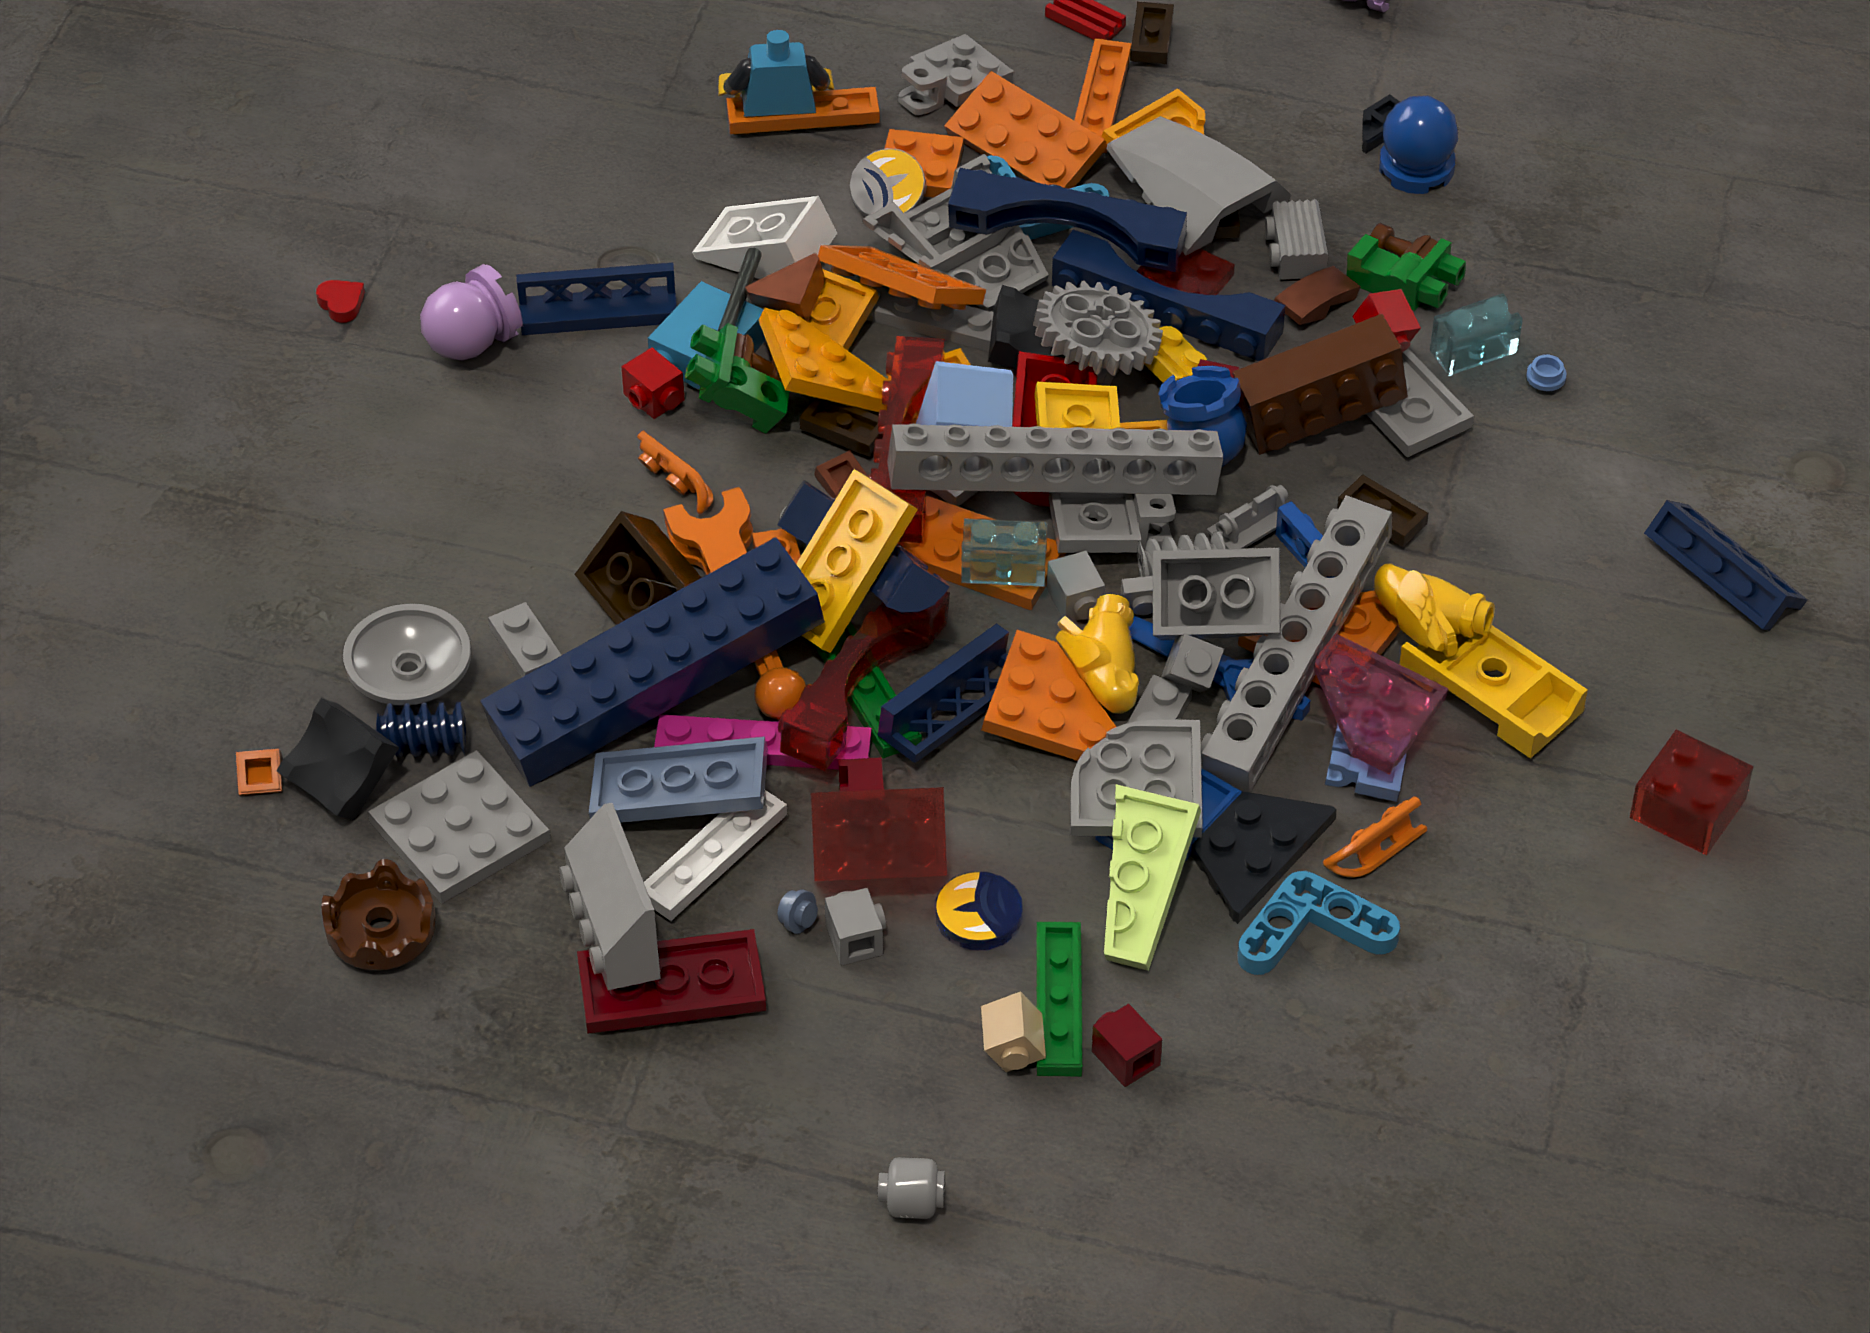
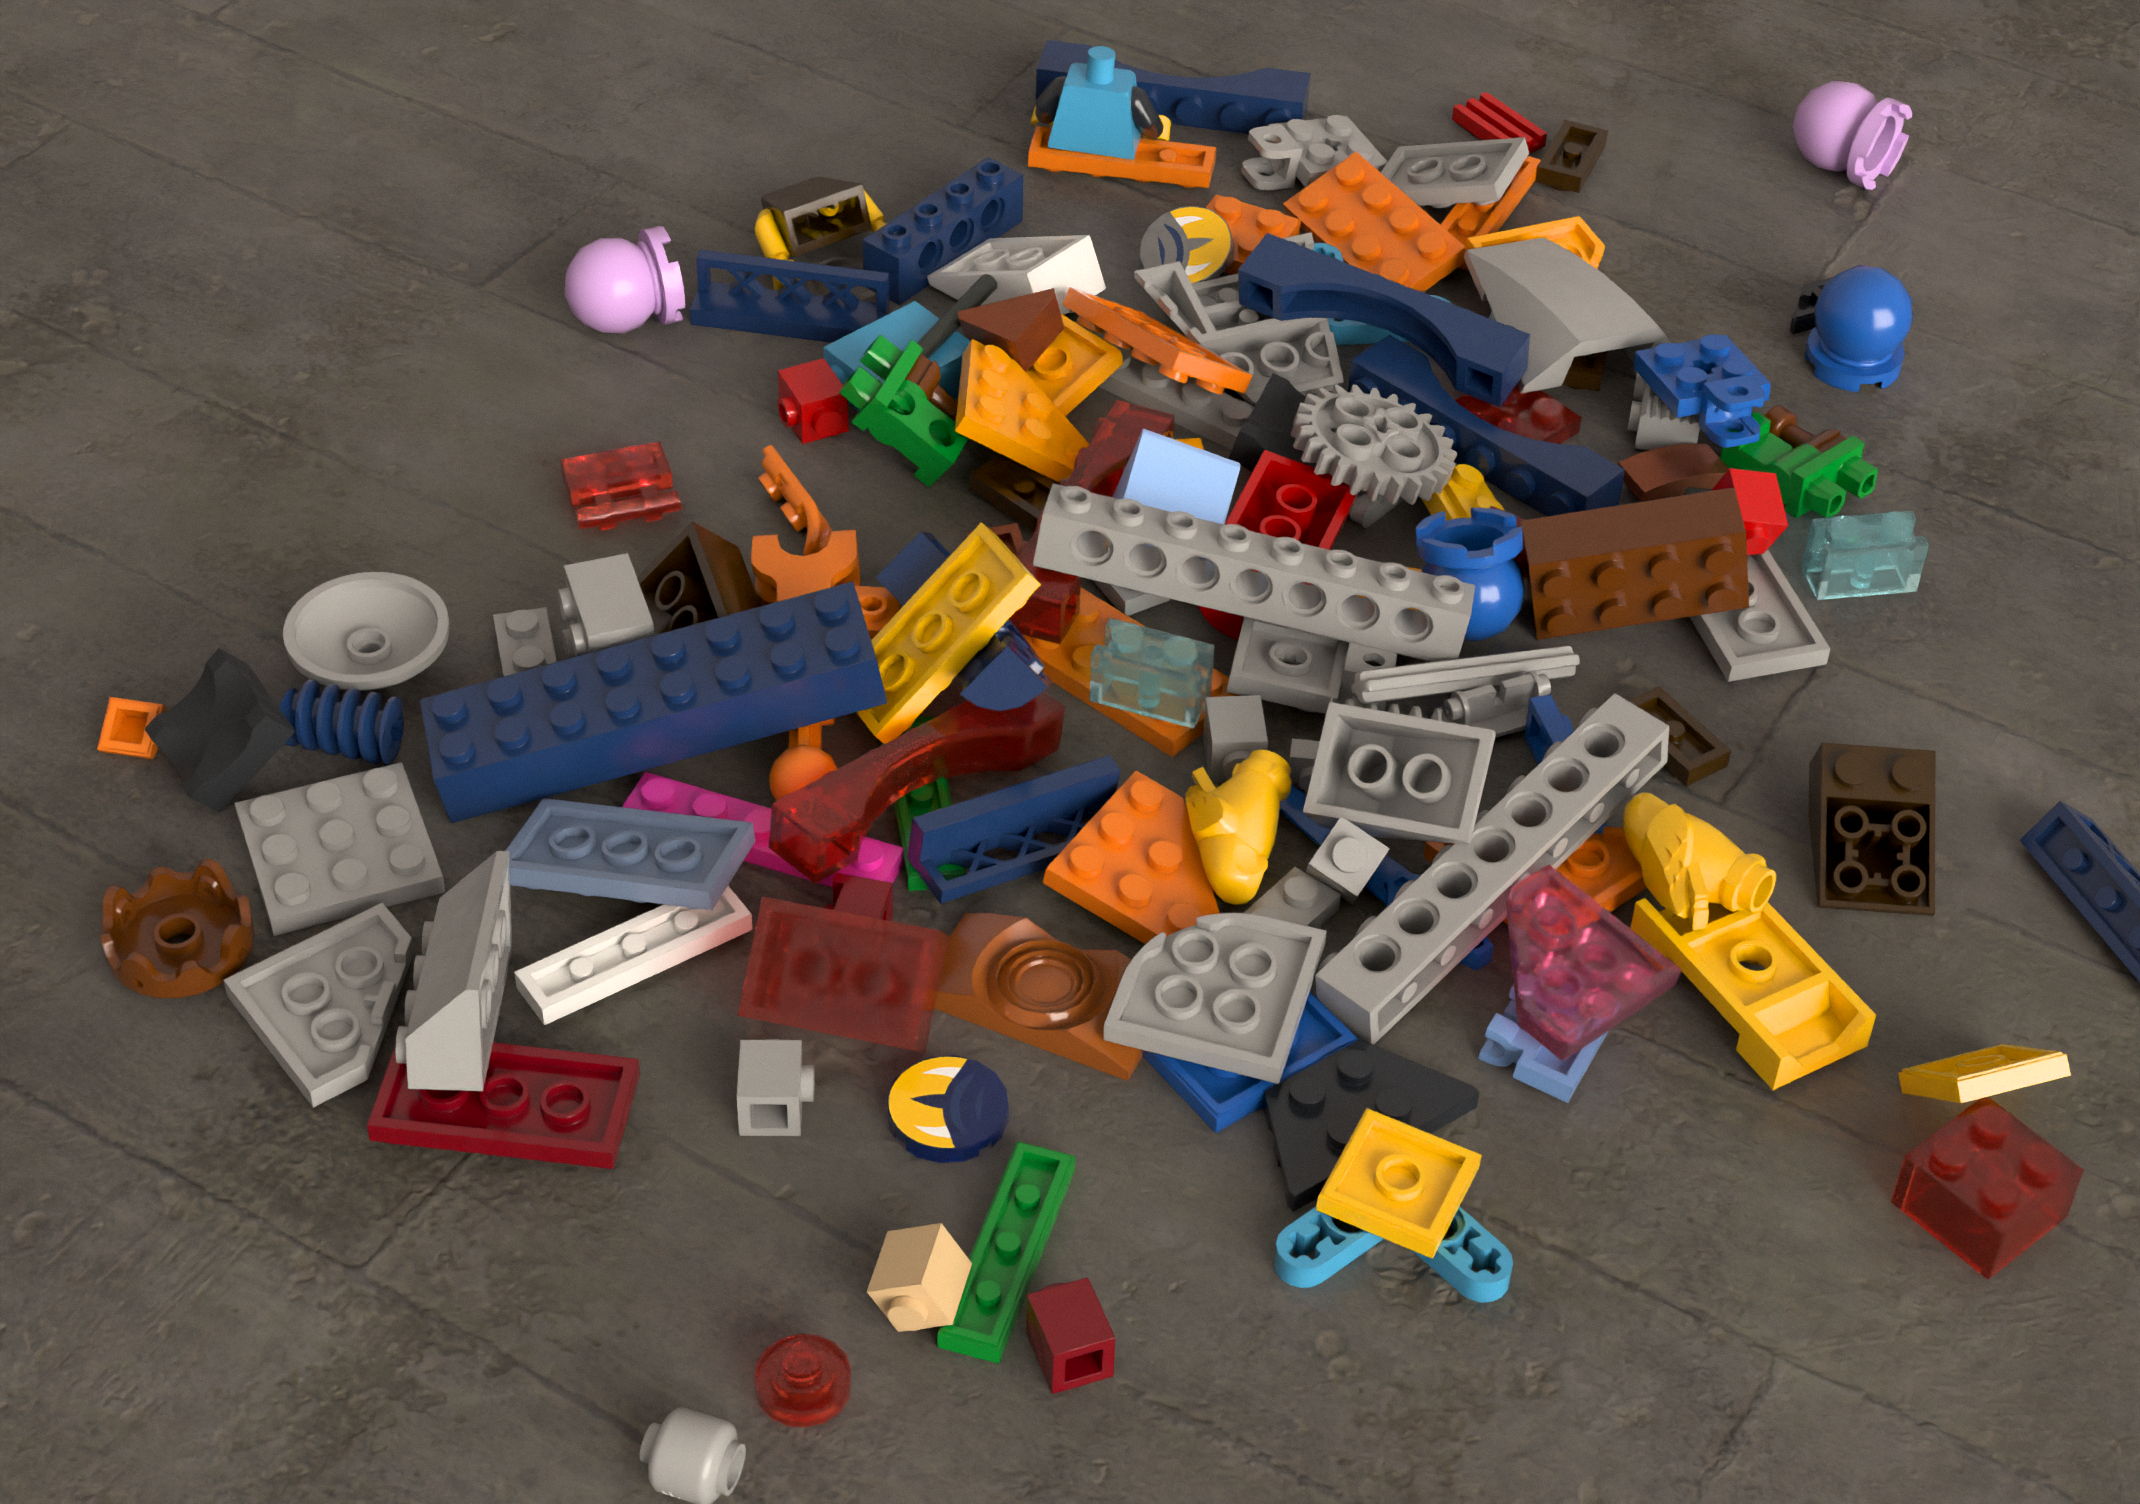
camera: 15 degrees right, 5 degrees down
(340, 299) = (501, 244): red tile -> none
(509, 942) = (327, 1001): none -> light grey plate
(529, 479) = (617, 475): none -> clear red plate
(586, 600) = (602, 605): none -> light grey brick
(590, 220) = (813, 216): none -> dark brown torso
(693, 207) = (945, 226): none -> dark blue brick
(797, 910) = (708, 1050): sand blue plate -> none
(877, 41) = (1214, 103): none -> dark blue arch
(961, 1120) = (802, 1380): none -> clear red plate
(1009, 809) = (1035, 989): none -> dark orange slope
(1071, 70) = (1456, 171): none -> light grey plate
(1076, 406) = (1309, 519): yellow plate -> none
(1146, 863) = (1191, 1090): yellowish green wing -> none
(1224, 499) = (1461, 673): none -> light grey axle
(1307, 886) = (1399, 1183): none -> yellow tile
(1325, 217) = (1707, 380): none -> blue plate
(1367, 841) = (1552, 1129): orange piece -> none
(1543, 549) = (1873, 828): none -> dark brown slope
(1546, 373) = (1945, 621): medium blue plate -> none
(1668, 713) = (1983, 1073): none -> yellow tile

